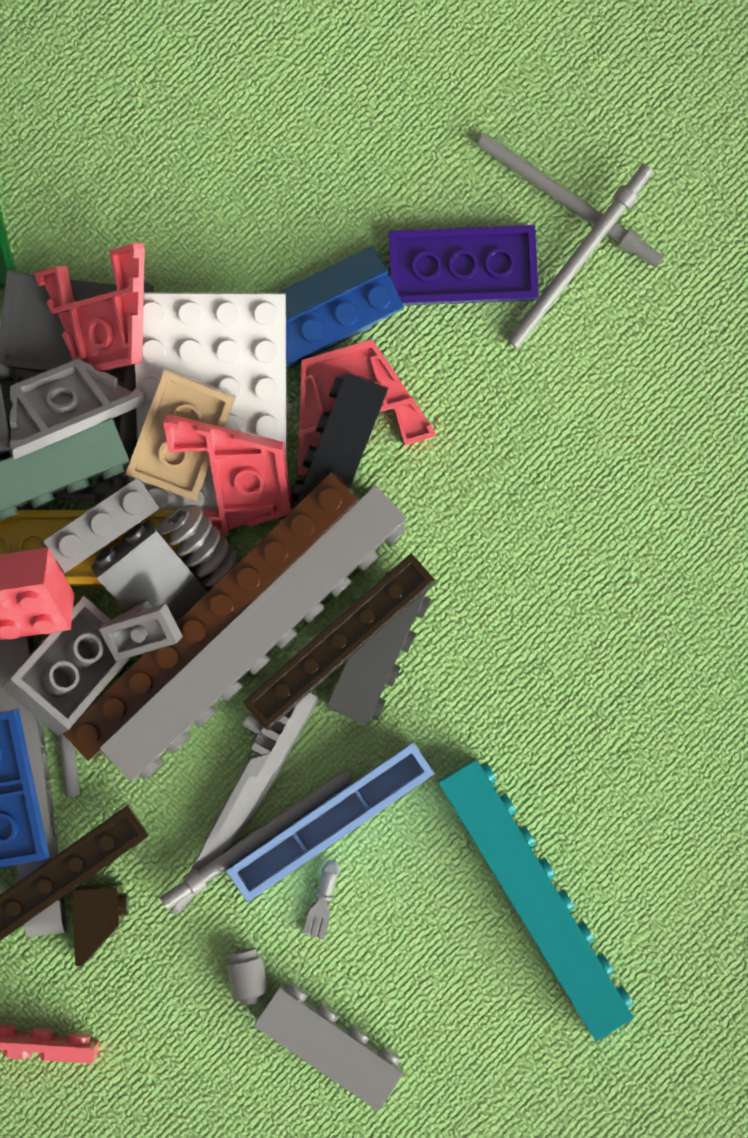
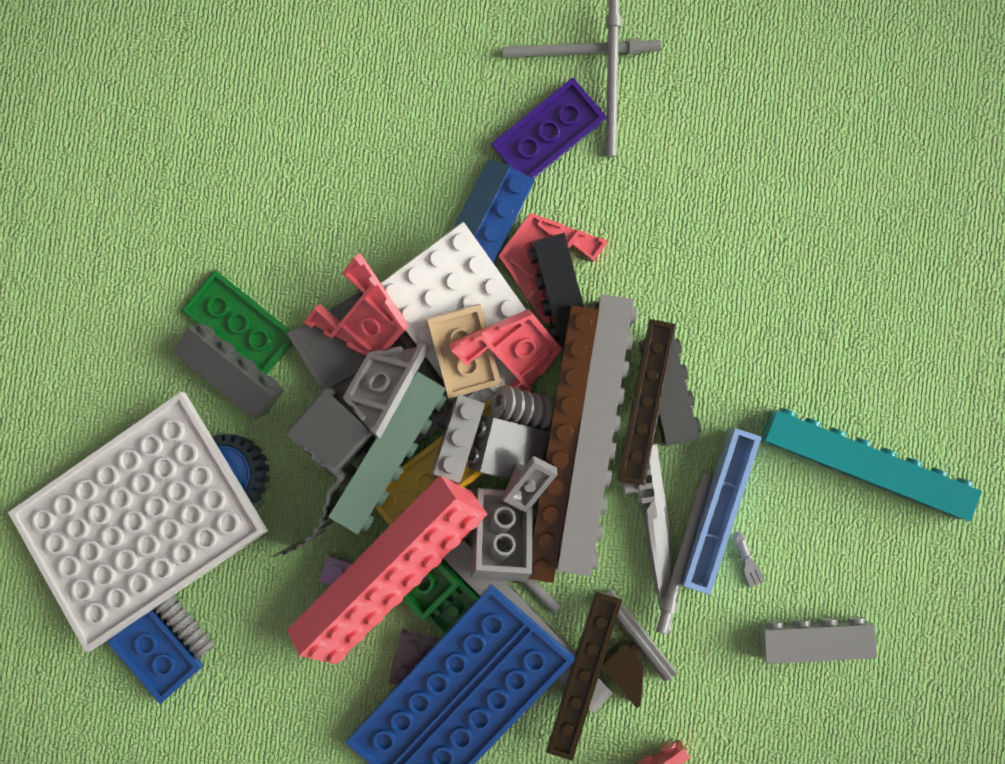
camera: 30 degrees left, 0 degrees up
(140, 900) = (644, 642): none -> light grey axle
(246, 976) = (738, 637): light grey brick -> none

